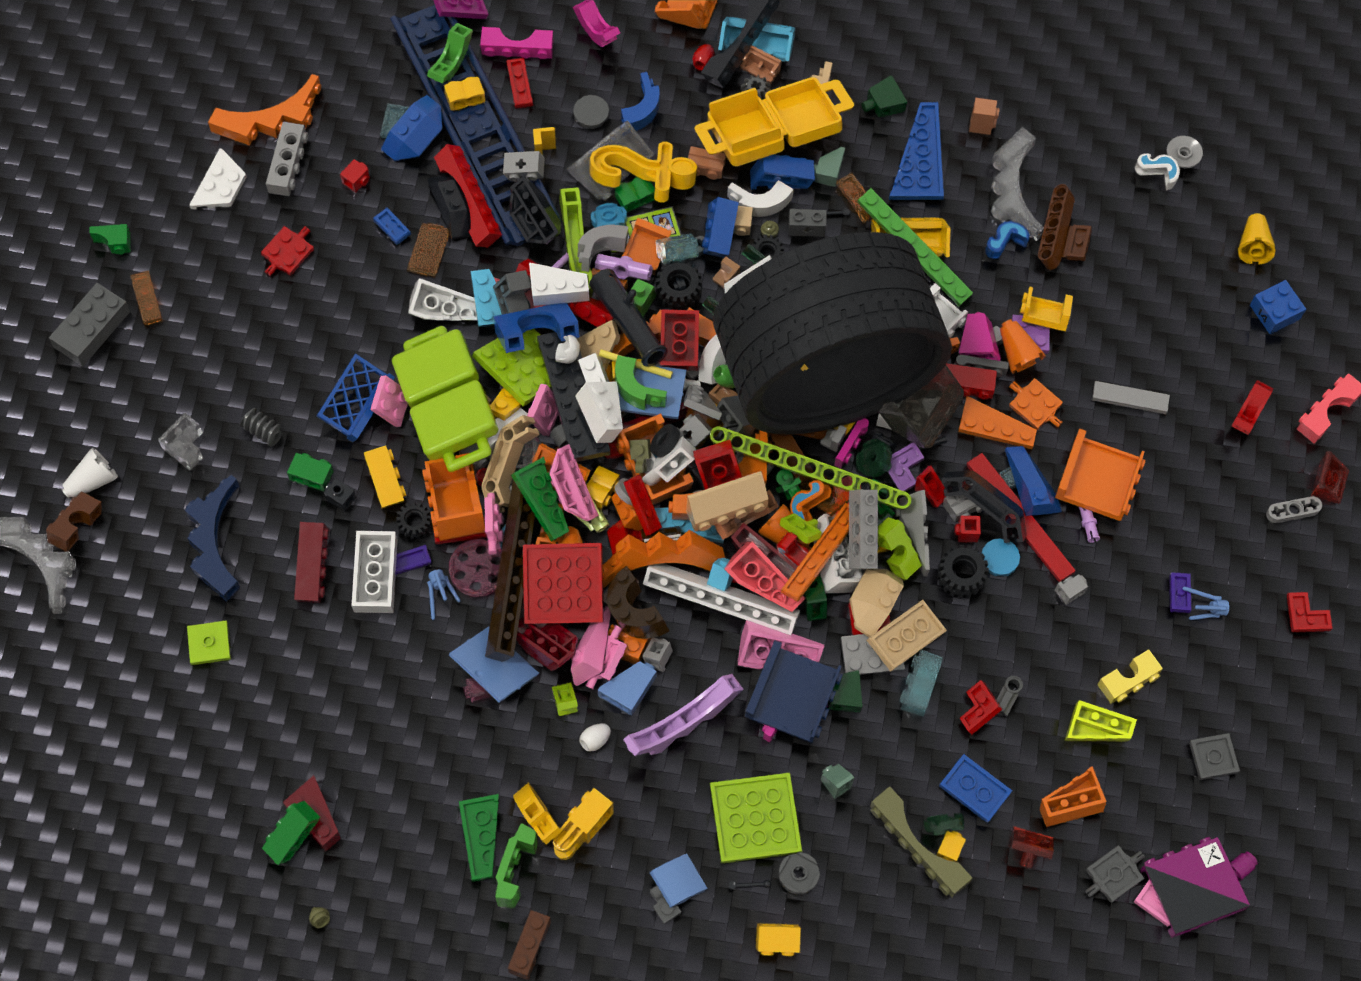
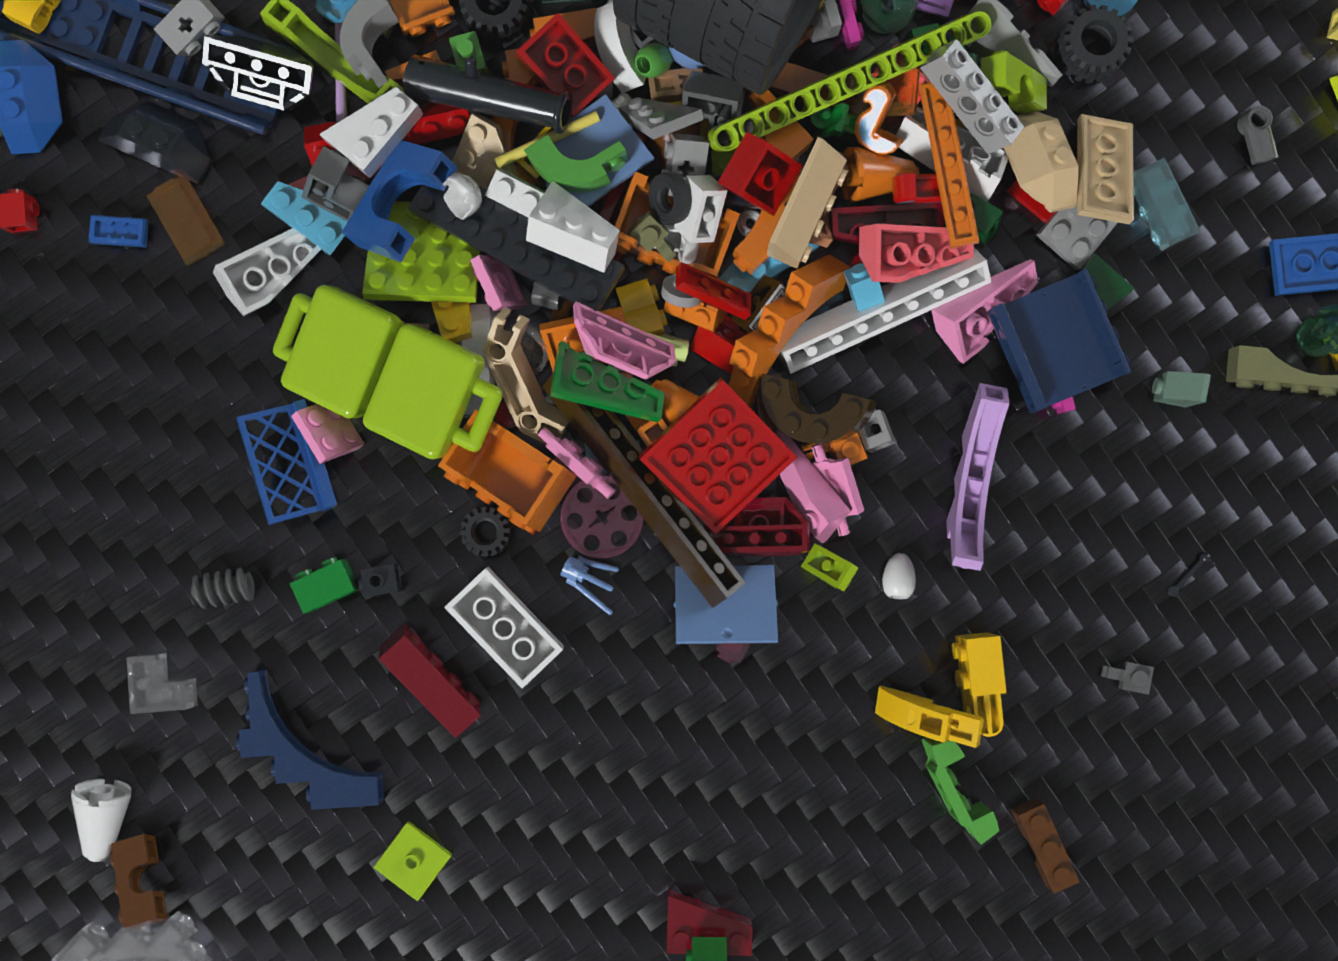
camera: 40 degrees left, 20 degrees up
(287, 251) = (36, 367): red plate -> none
(384, 476) = (408, 517): yellow wedge -> none
(412, 559) = (525, 572): dark purple tile -> none
(479, 828) = (879, 779): green wing -> none
(483, 225) = (219, 137): red arch -> none
(624, 267) = (419, 39): lavender piece -> none
(629, 687) = (882, 491): medium blue slope -> none
(678, 880) = (1122, 640): medium blue slope -> none
(755, 818) = (1133, 503): lime plate -> none
(778, 938) = (1275, 603): yellow brick -> none
(796, 862) = (1235, 503): dark grey plate -> none
(805, 530) = (904, 157): lime plate -> none
(985, 707) = (1253, 171): red plate -> none

